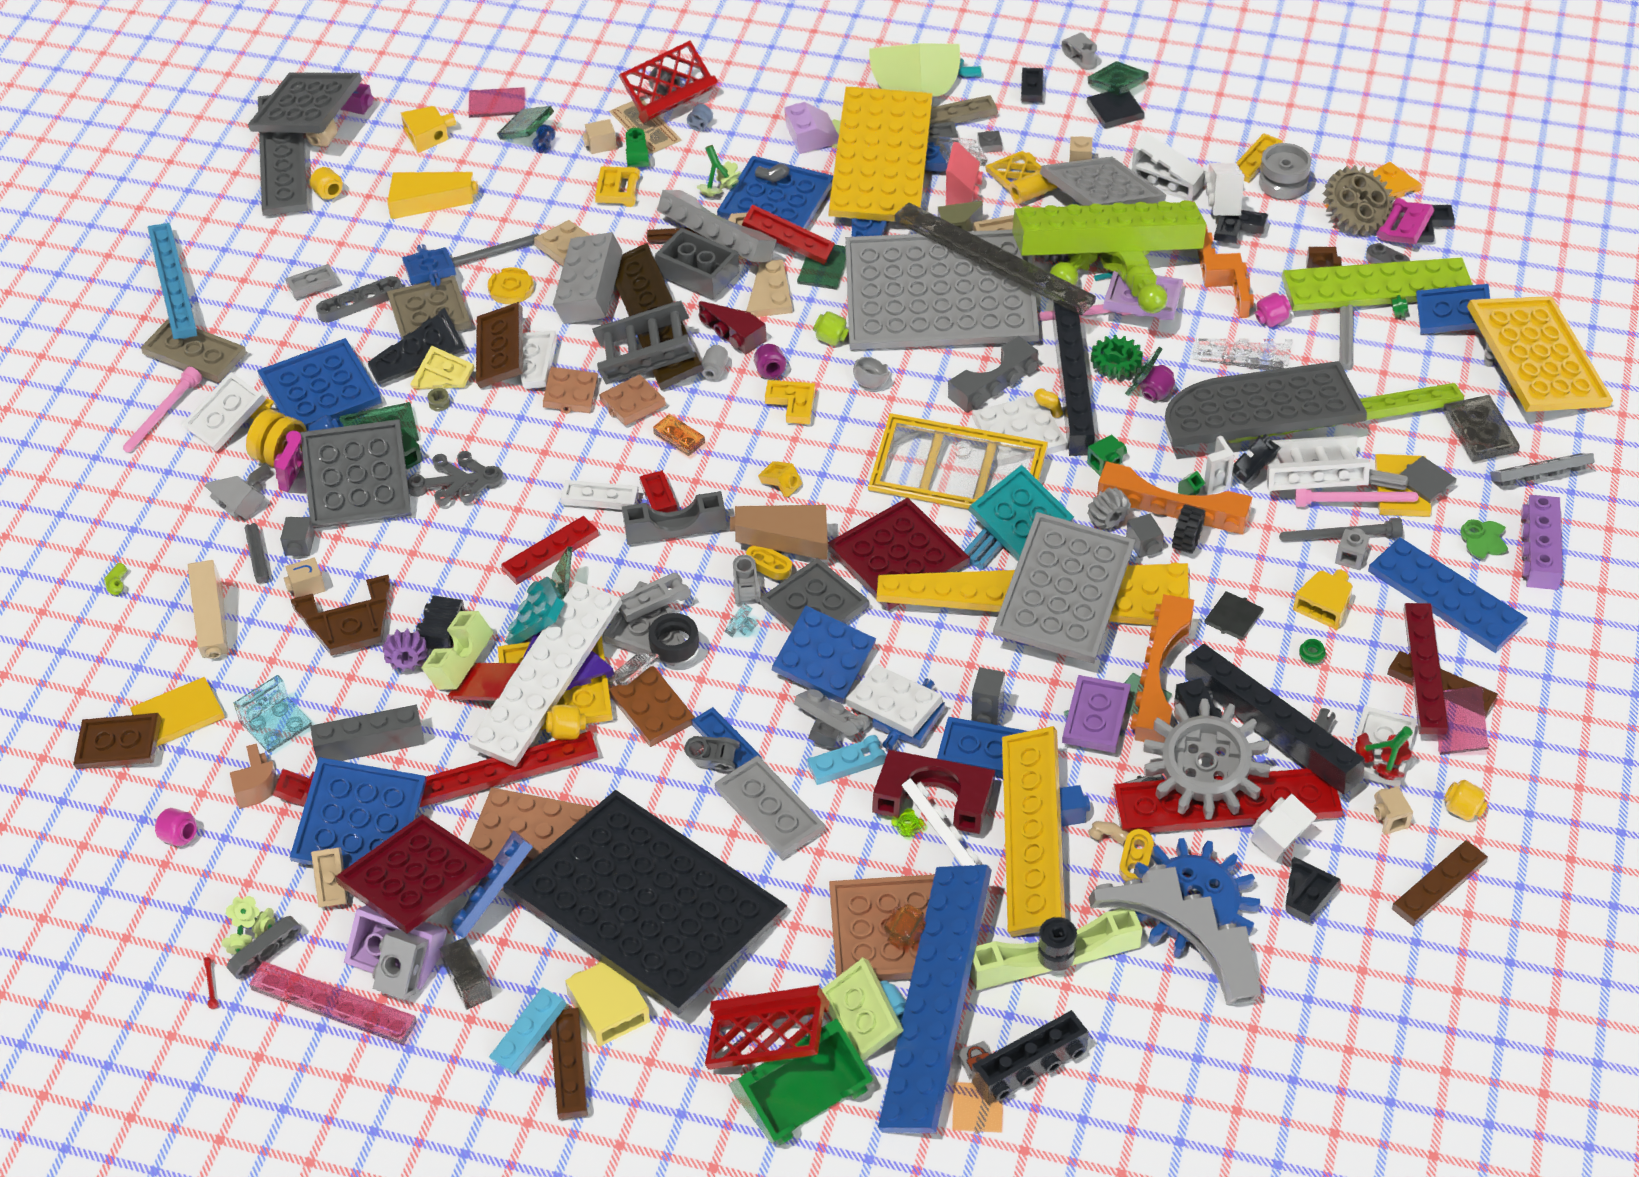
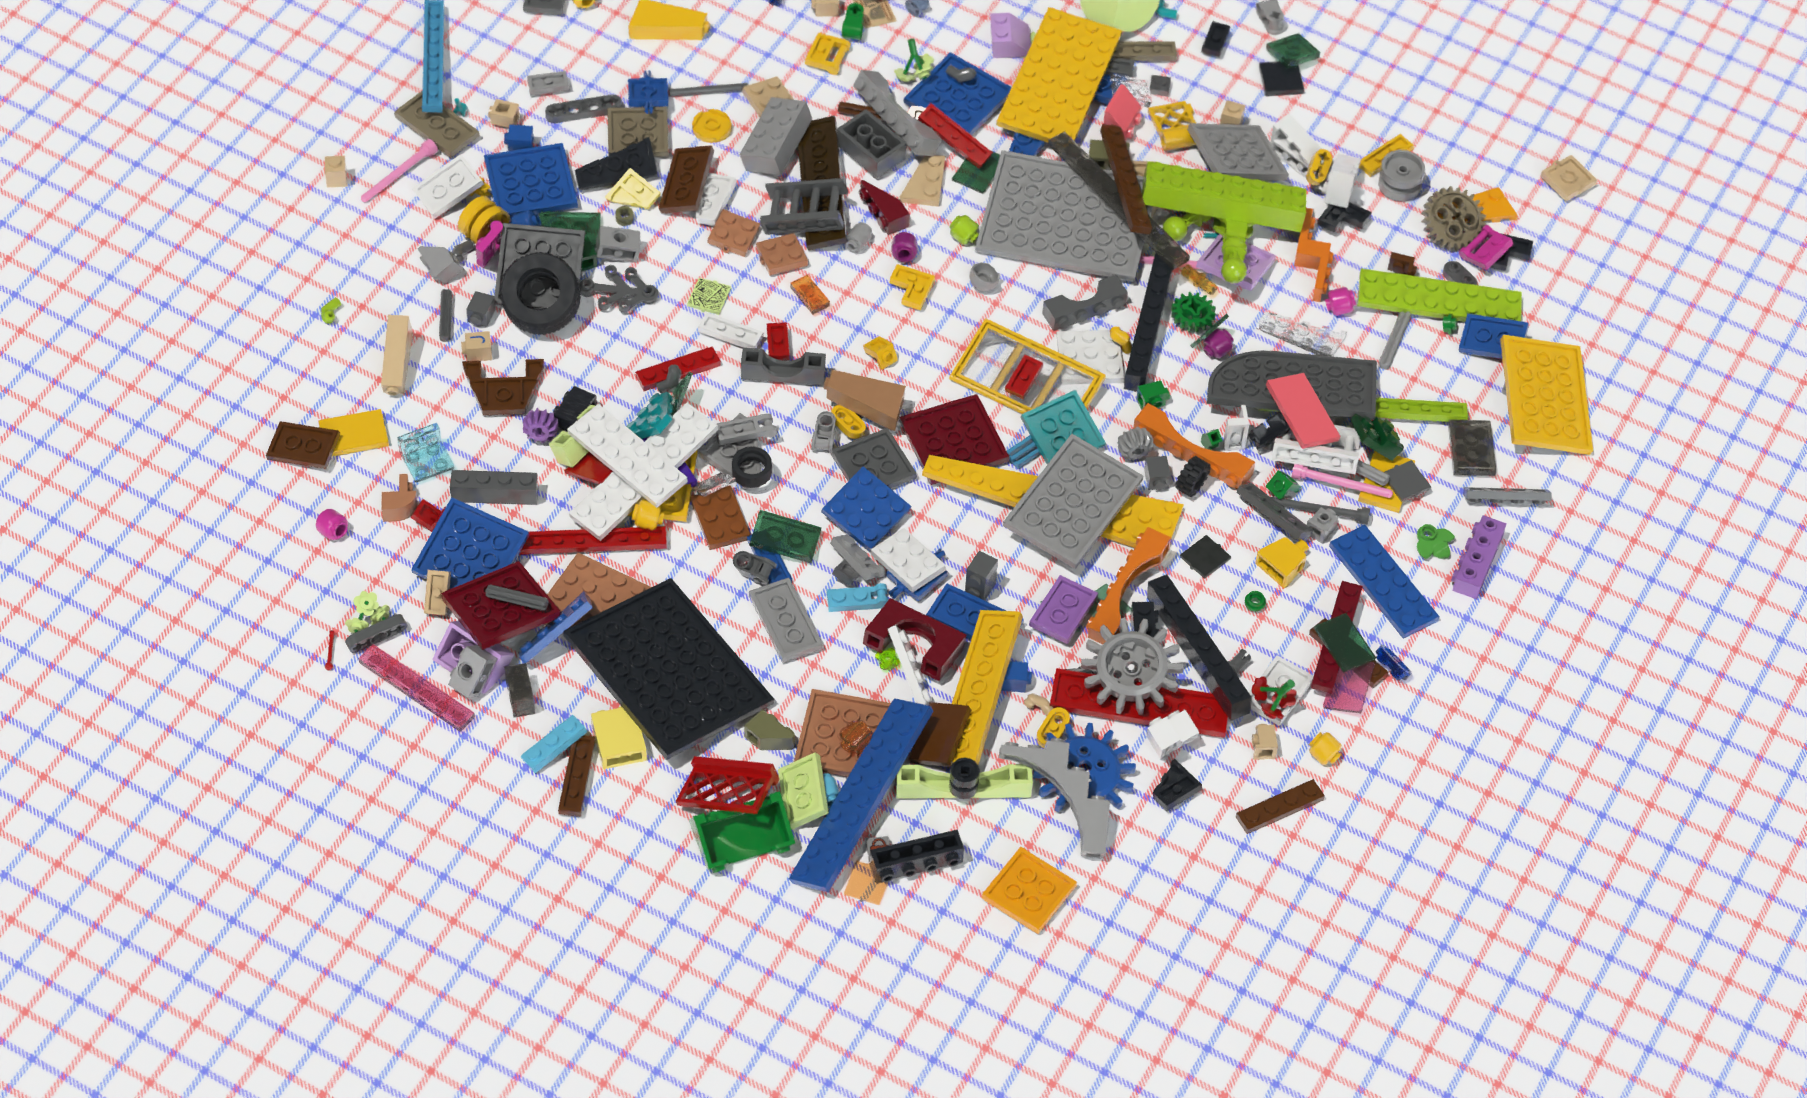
camera: 10 degrees right, 5 degrees up
(86, 425) = (335, 171): none -> tan brick
(216, 326) = (460, 106): none -> teal hand
(270, 322) = (504, 113): none -> tan brick
(293, 342) = (519, 137): none -> blue brick
(353, 471) = (530, 268): none -> black tyre
(433, 857) = (517, 597): none -> dark grey axle
(441, 429) = (618, 244): none -> light grey brick
(522, 657) = (627, 455): none -> white plate
(547, 564) = (672, 379): none -> dark grey arm
(562, 463) = (709, 296): none -> yellowish green piece
(738, 708) = (785, 536): none -> clear green tile
(741, 622) = (810, 466): clear light blue tile -> none
(793, 949) = (768, 733): none -> olive slope
(956, 465) = (1024, 376): none -> red plate
(996, 234) = (1125, 179): none -> reddish brown plate
(1008, 898) = (940, 735): none -> reddish brown tile
(1109, 322) = (1199, 279): none -> clear yellow axle
(1182, 1064) = (1029, 890): none -> light orange plate
(1191, 179) = (1322, 168): none -> yellow beam
(1287, 427) = (1302, 410): none -> coral tile
(1290, 515) = (1281, 484): none -> green bracket
(1302, 549) = (1278, 514): none -> dark grey plate
(1379, 436) = (1378, 435): none -> dark green plate
(1440, 671) = (1344, 643): none -> clear green piece
(1458, 137) = (1568, 177): none -> tan plate
(1508, 688) = (1397, 666): none -> clear blue plate

